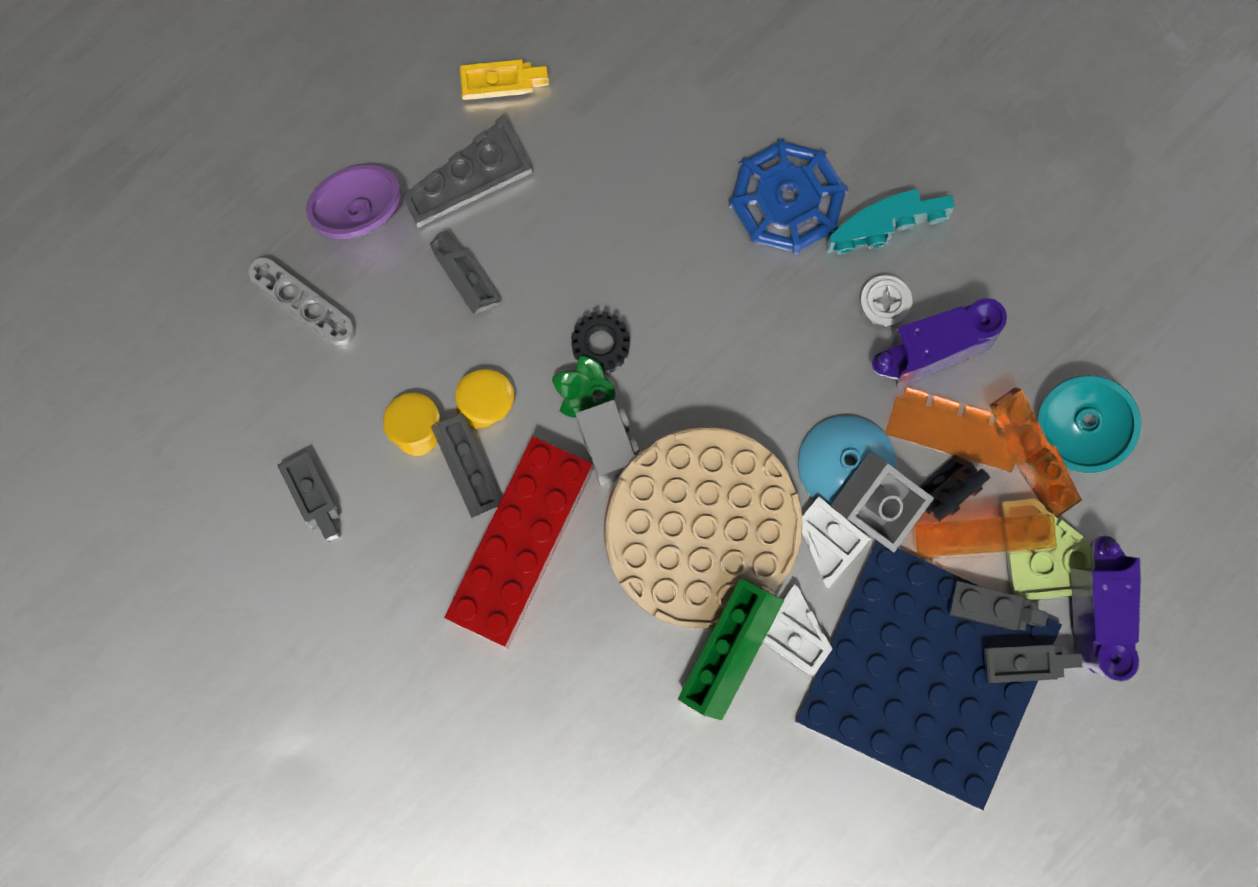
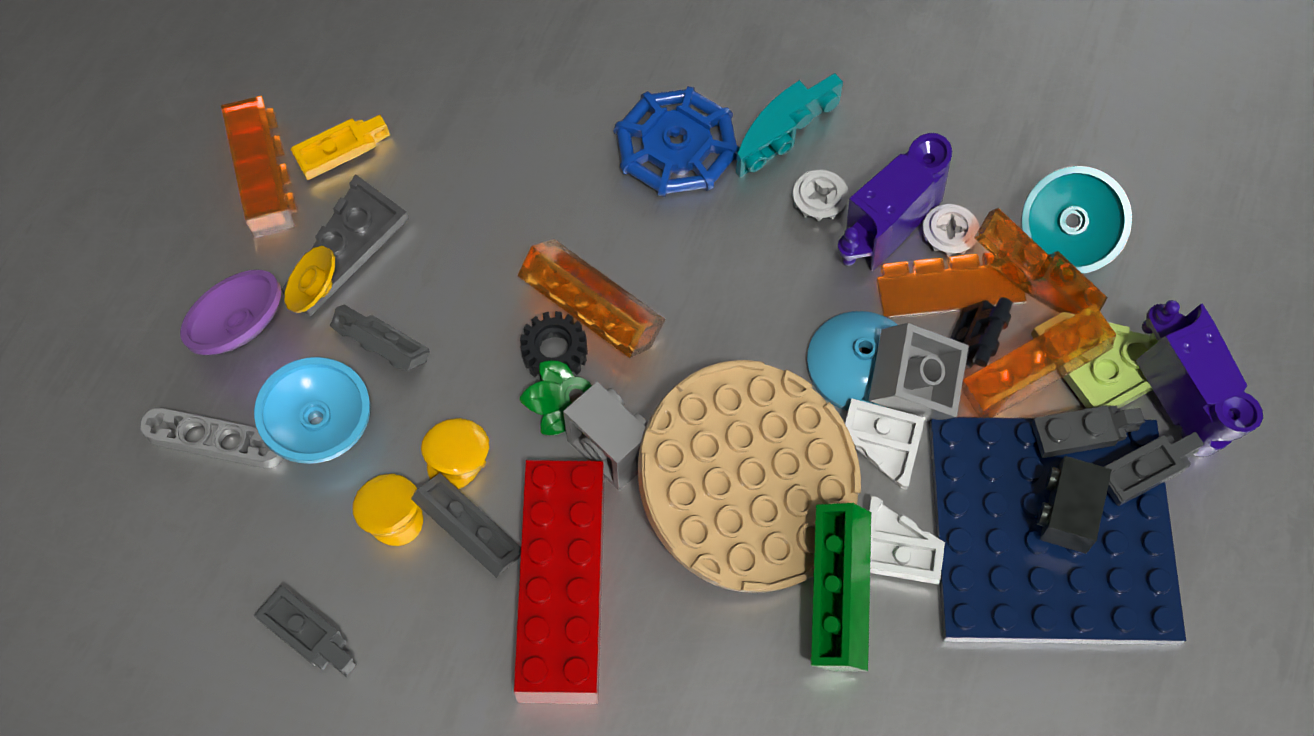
camera: 25 degrees left, 15 degrees down
(379, 296) = (308, 391): none -> medium azure dish
(426, 201) = (310, 279): none -> yellow dish
(427, 71) = (258, 166): none -> clear orange brick
(648, 314) = (591, 297): none -> clear orange brick
(948, 668) = (1074, 504): none -> pearl dark grey brick
(977, 366) = (964, 224): none -> white gear

